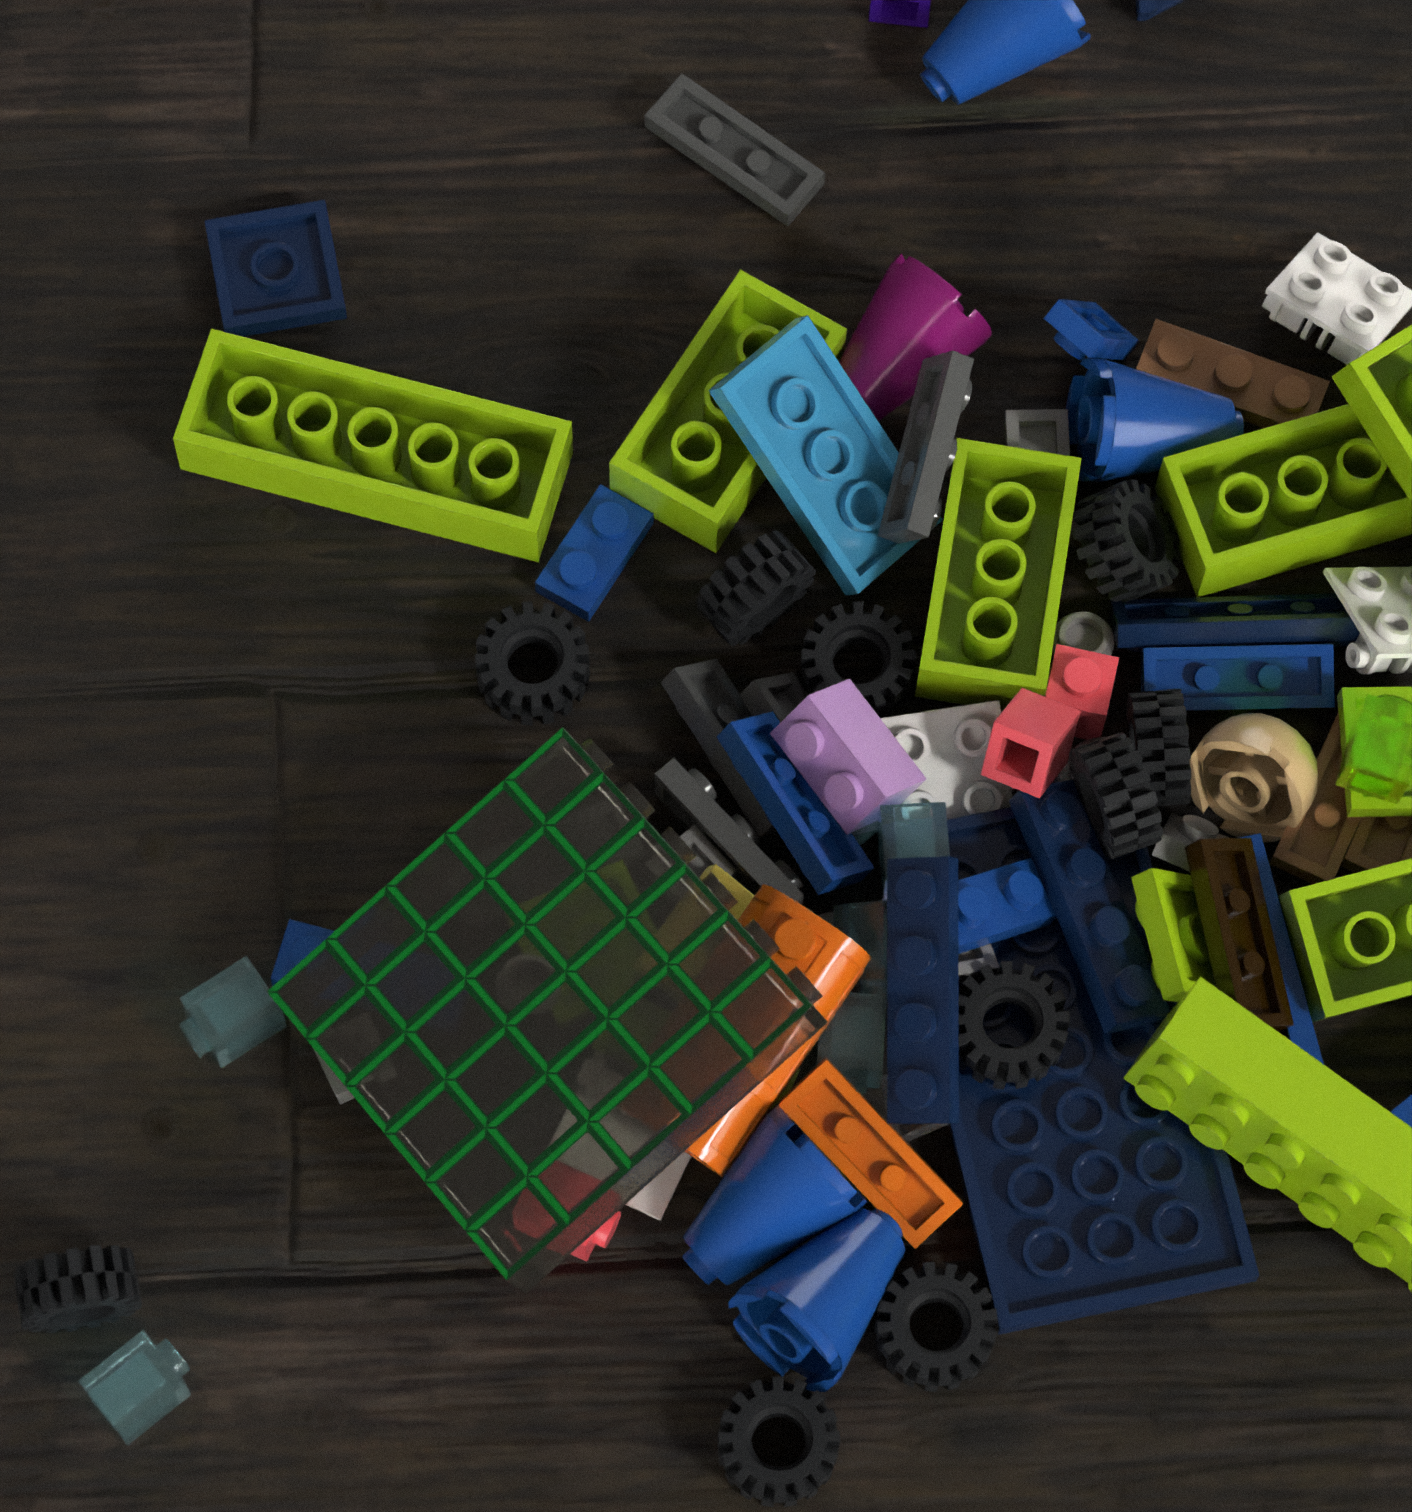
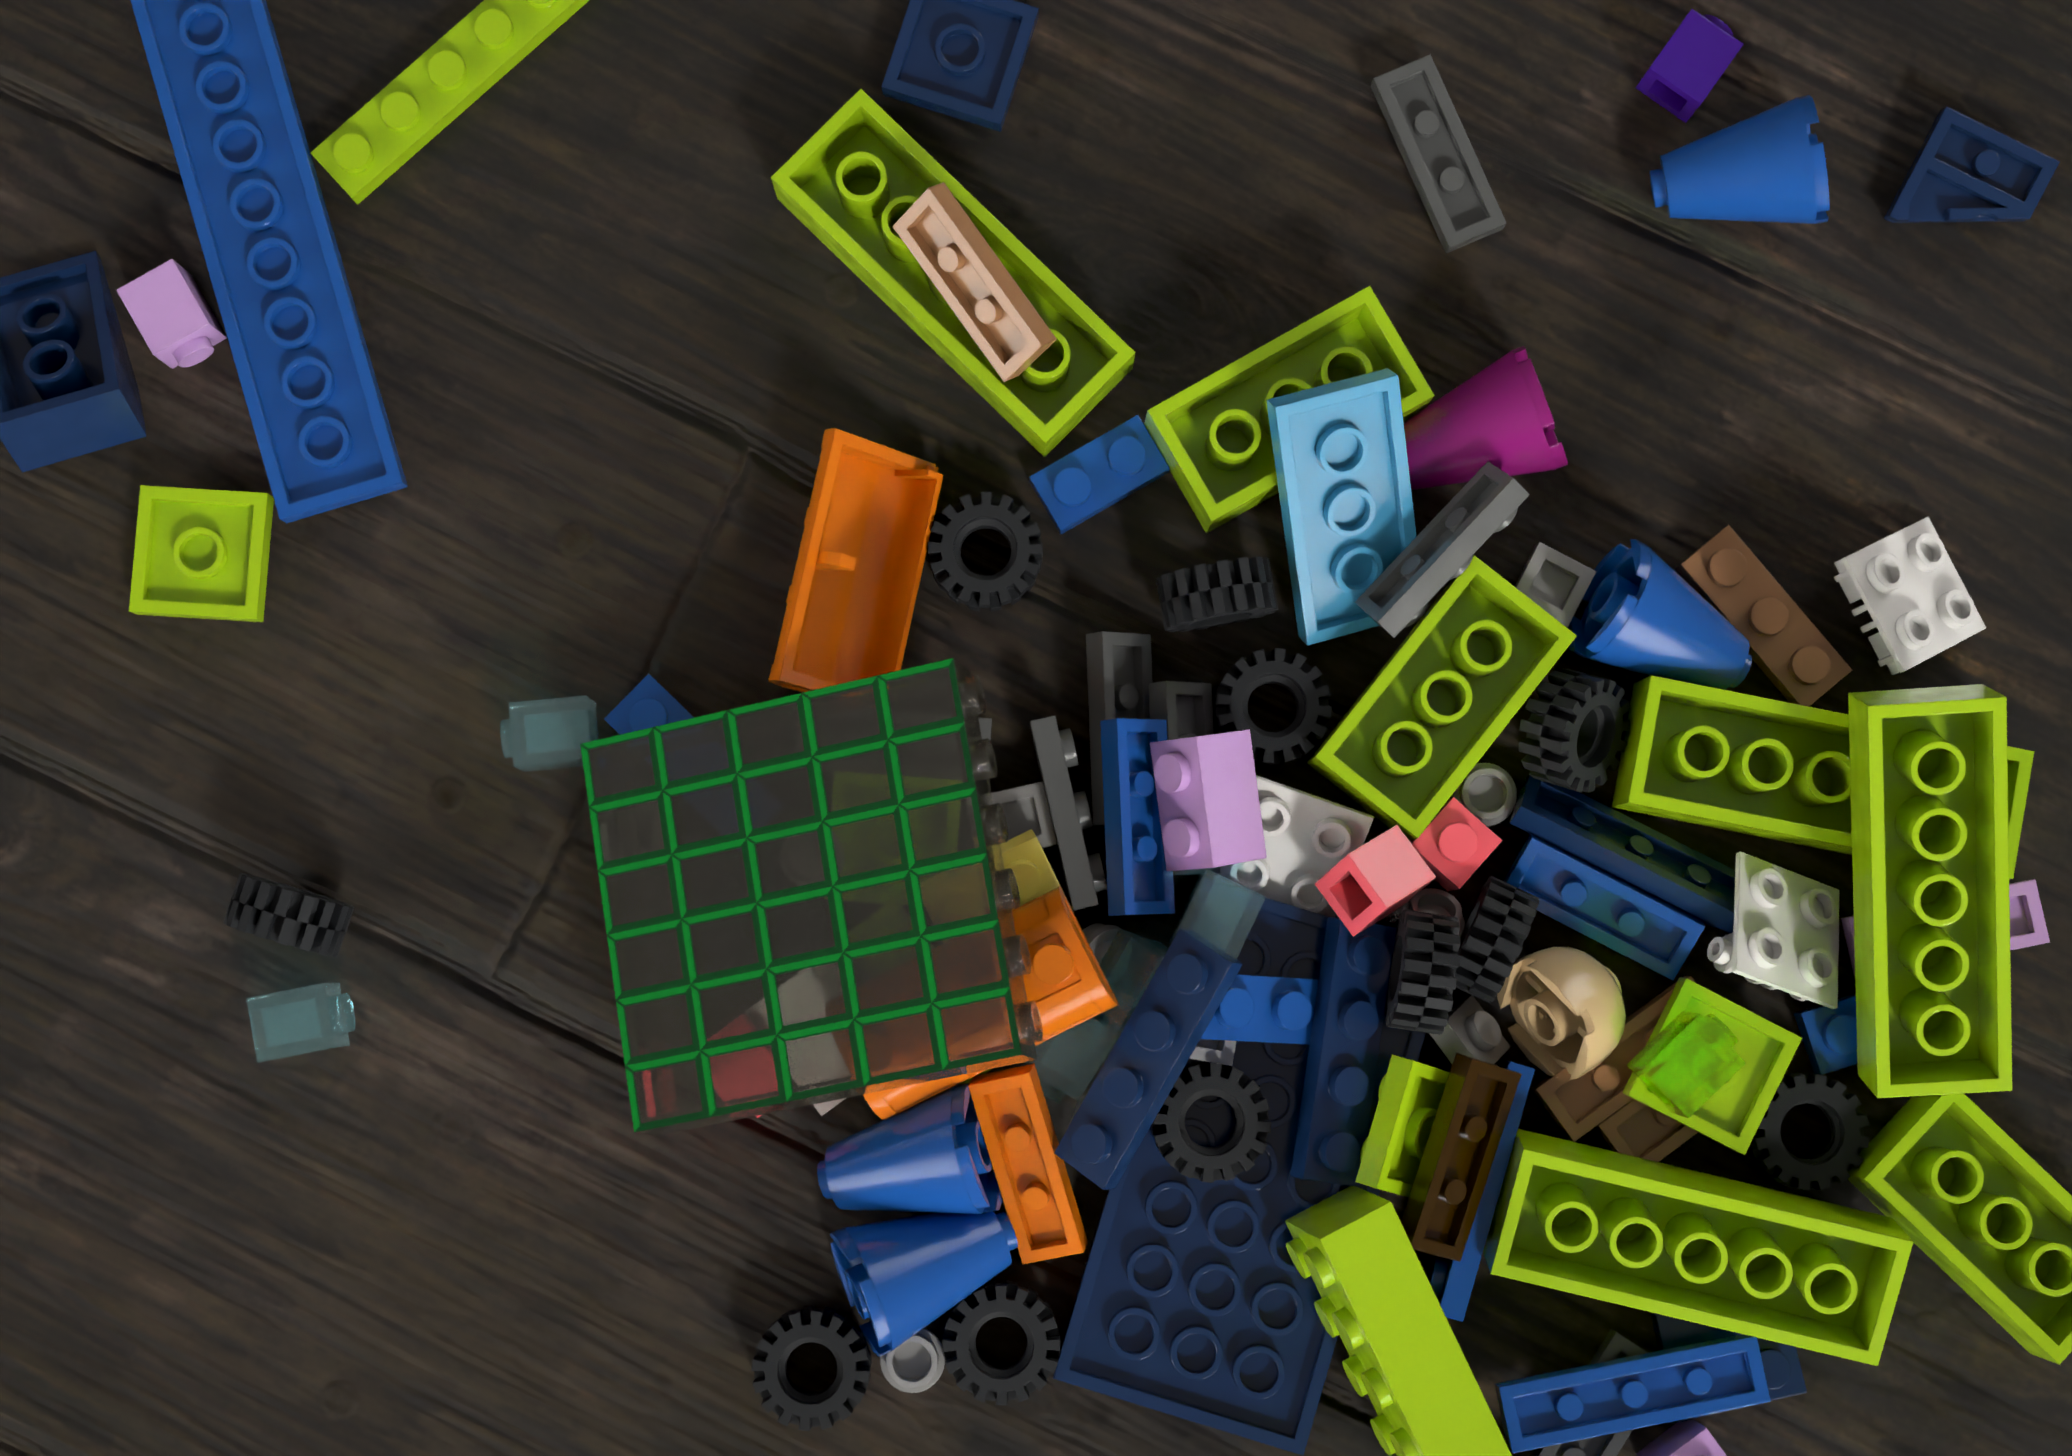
camera: 25 degrees right, 15 degrees up
(402, 428) = (974, 282): none -> medium nougat plate
(422, 718) = (856, 564): none -> orange container
(866, 1389) = (915, 1363): none -> light grey plate
(1089, 331) = (1658, 511): blue plate -> none

